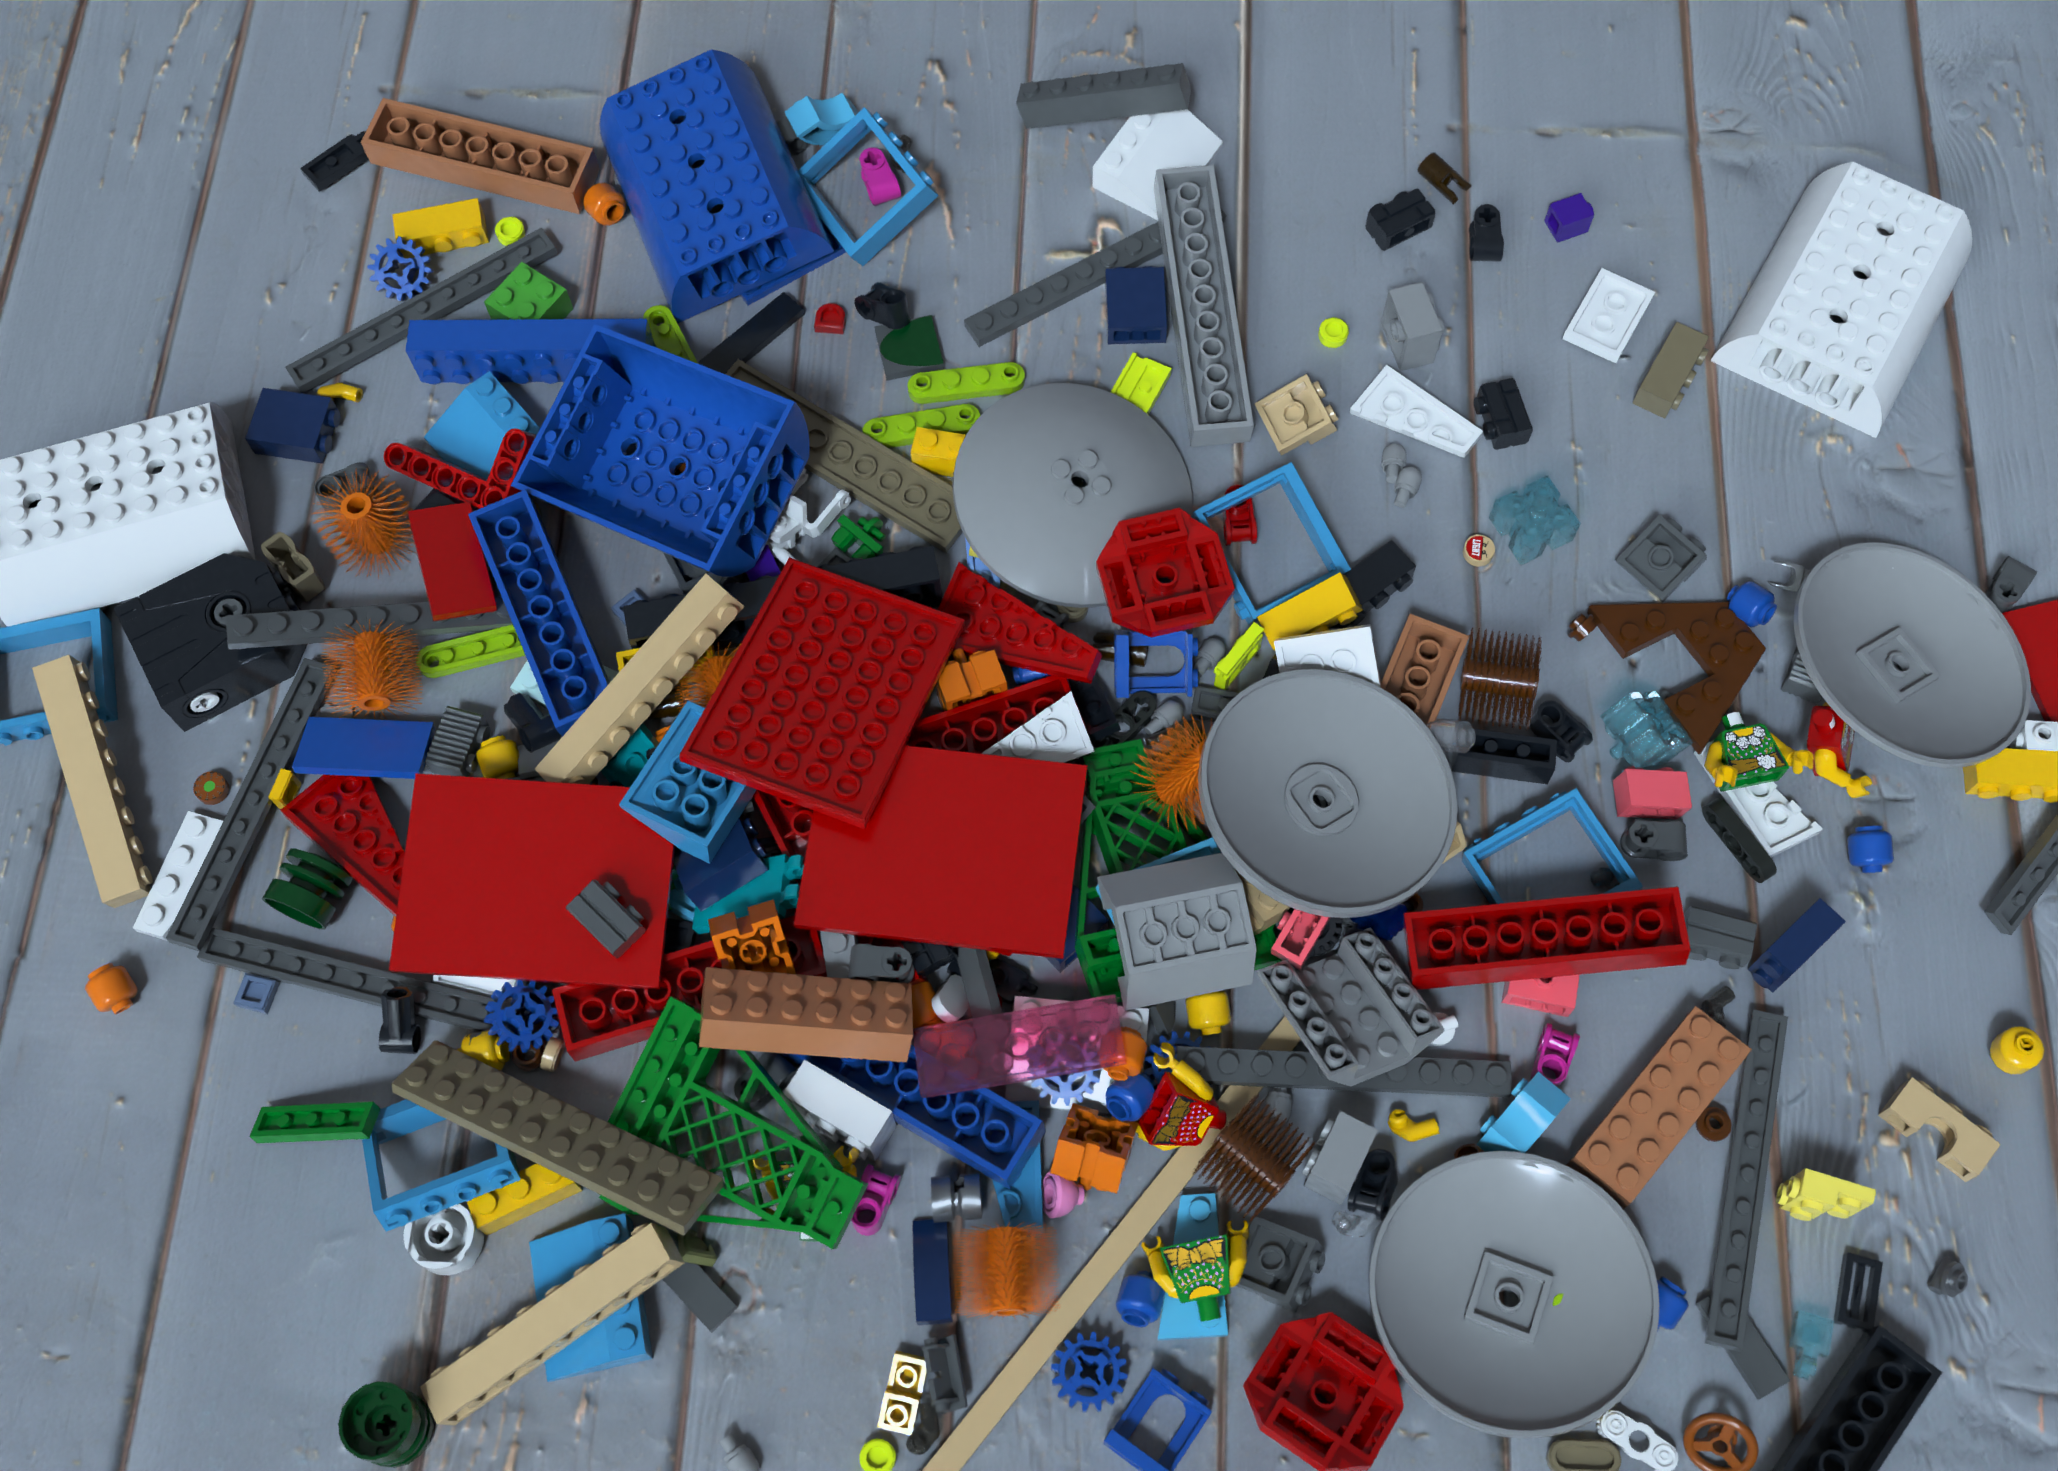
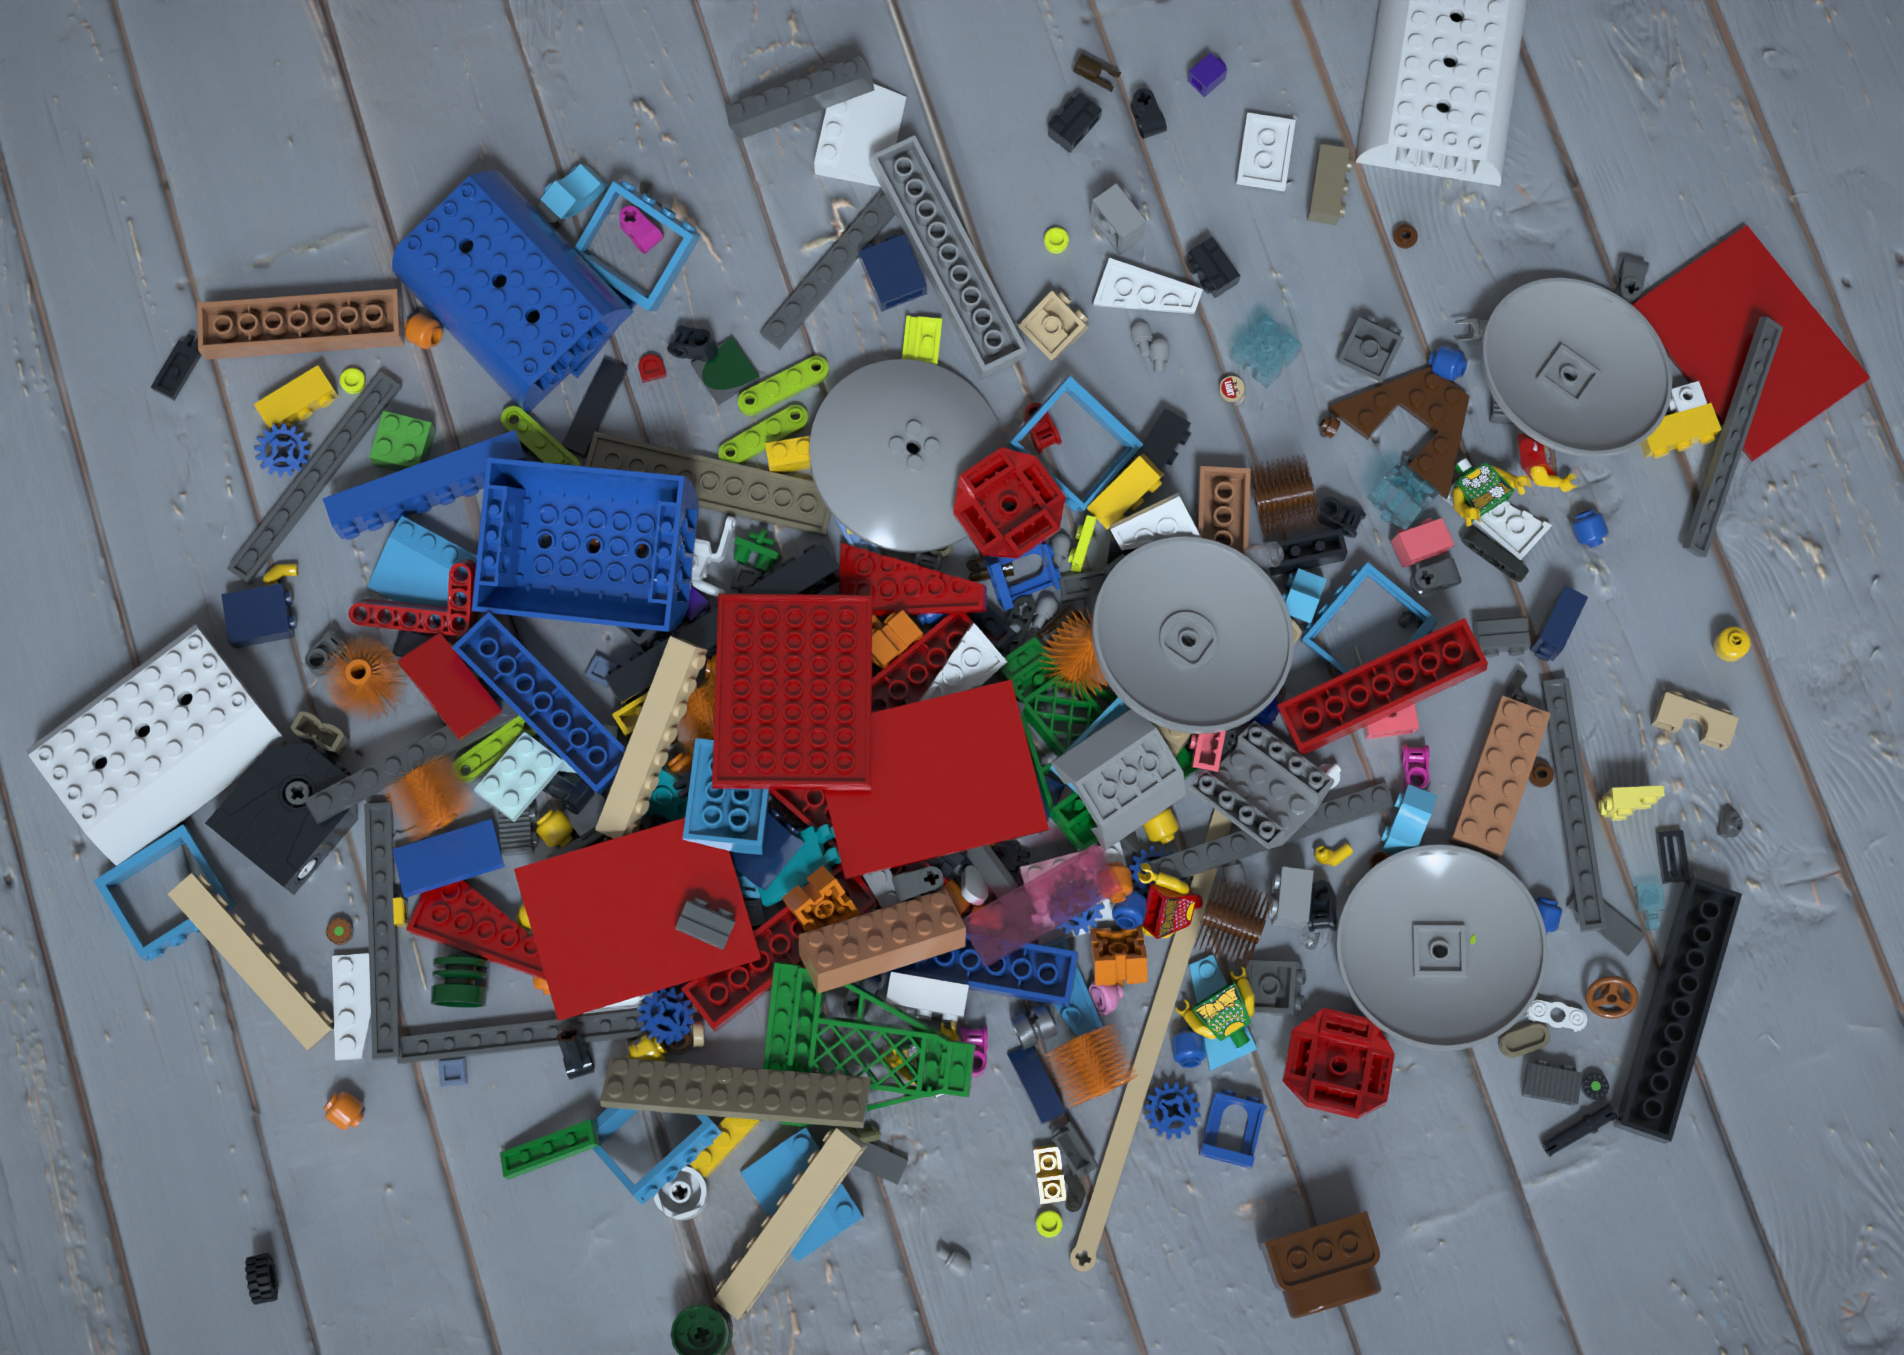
camera: 25 degrees left, 10 degrees up
(483, 686) = (519, 776): none -> light aqua plate
(1484, 802) = (1303, 594): none -> medium azure brick
(1742, 460) = (1402, 242): none -> reddish brown plate

